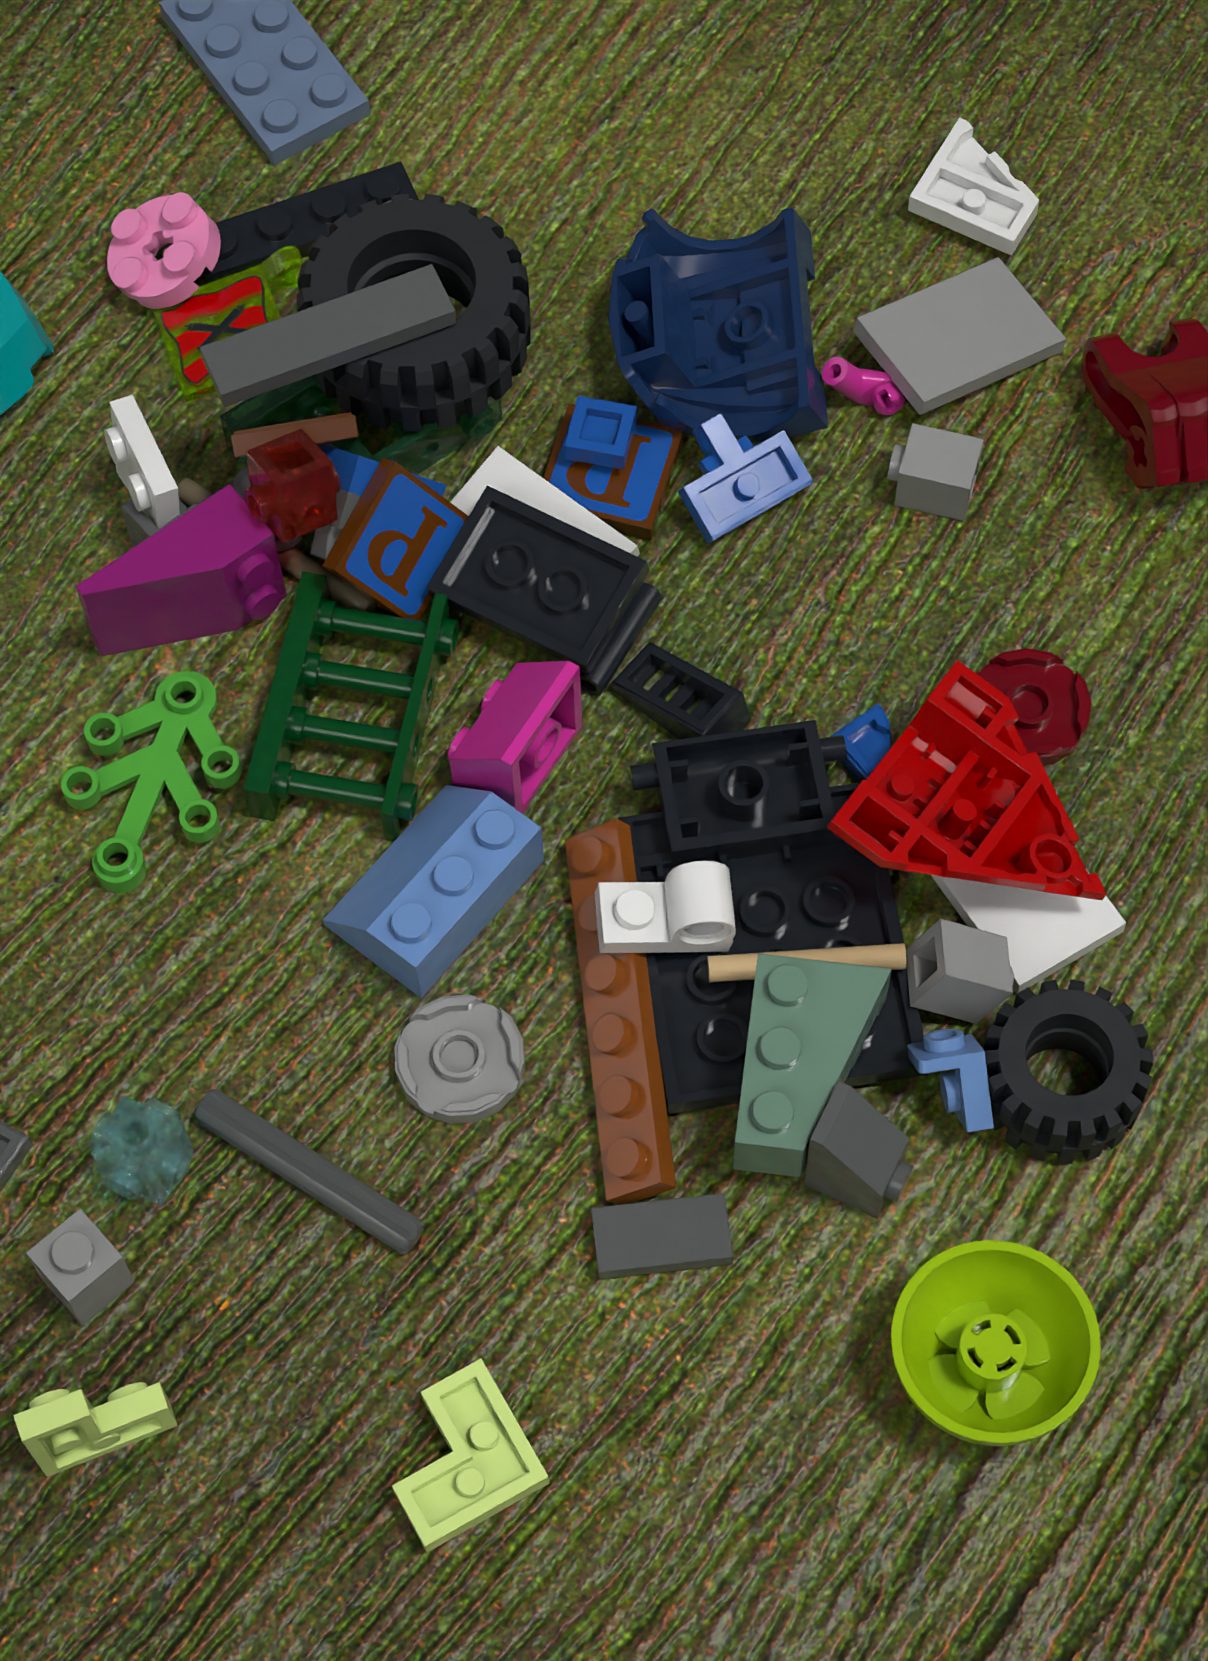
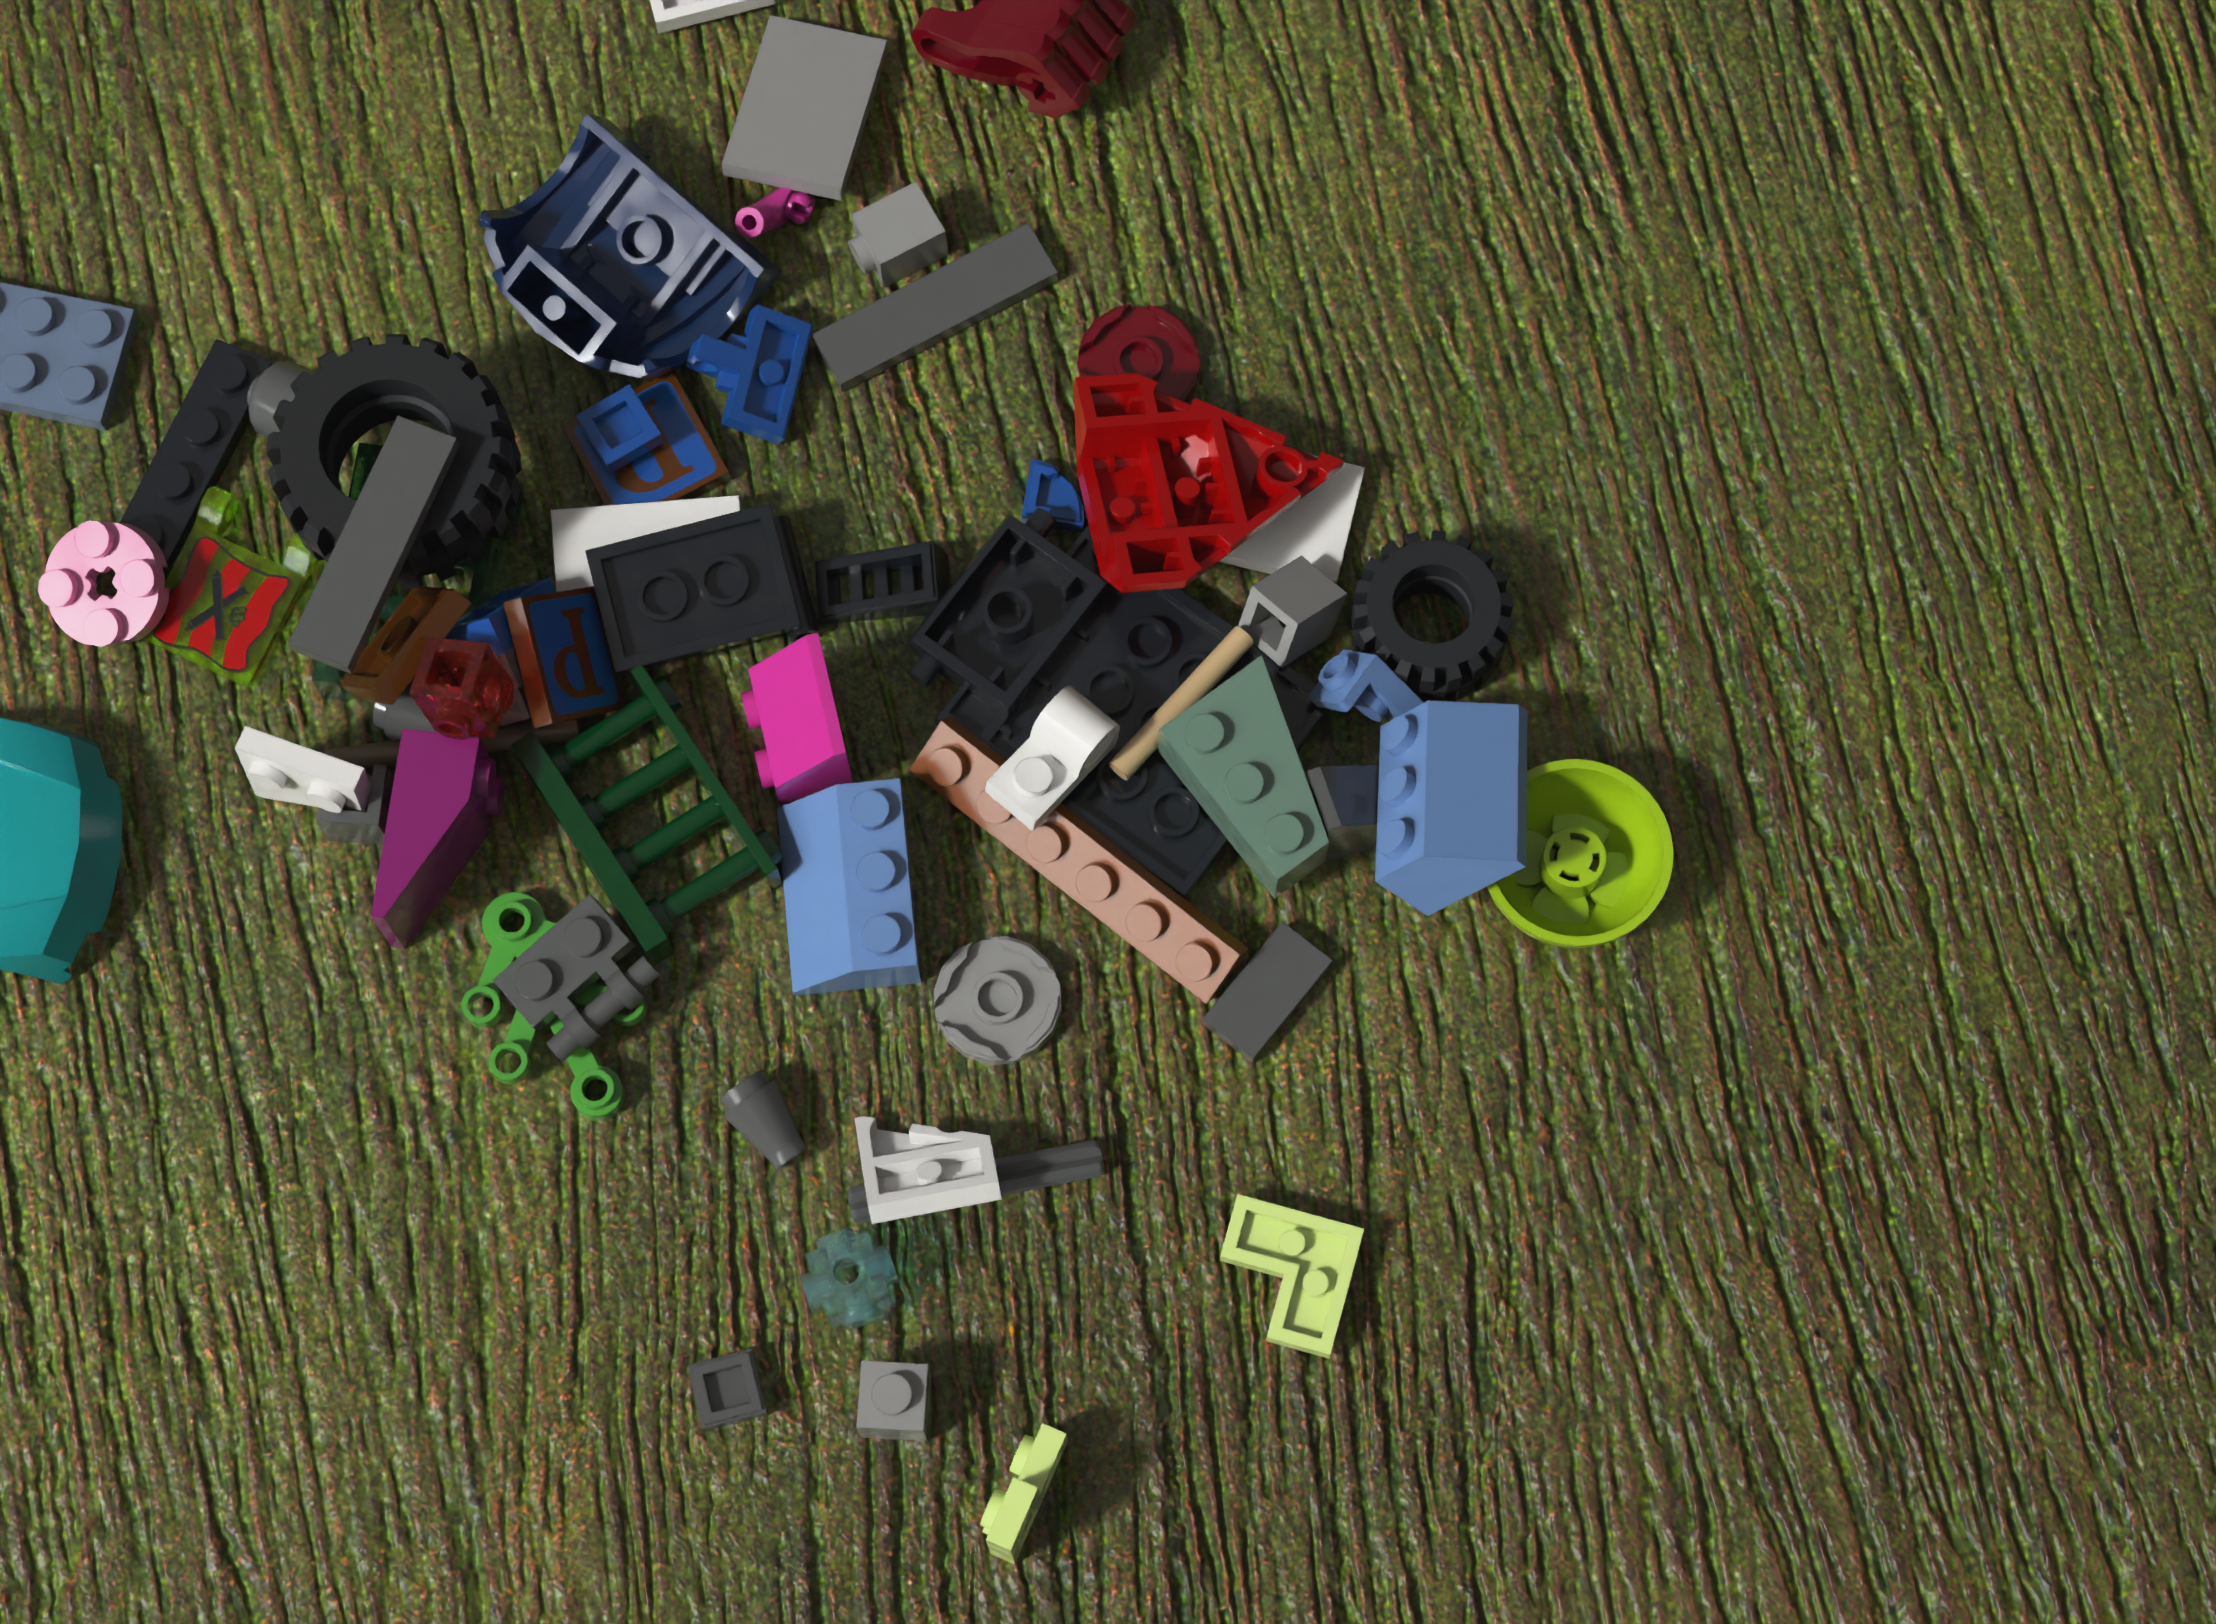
camera: 45 degrees left, 10 degrees up
(181, 751) = (565, 965): none -> dark grey plate
(207, 984) = (763, 1118): none -> dark grey cone
(271, 1121) = (924, 1170): none -> white wing
(917, 545) = (935, 307): none -> dark grey tile
(931, 1208) = (1451, 800): none -> medium blue slope

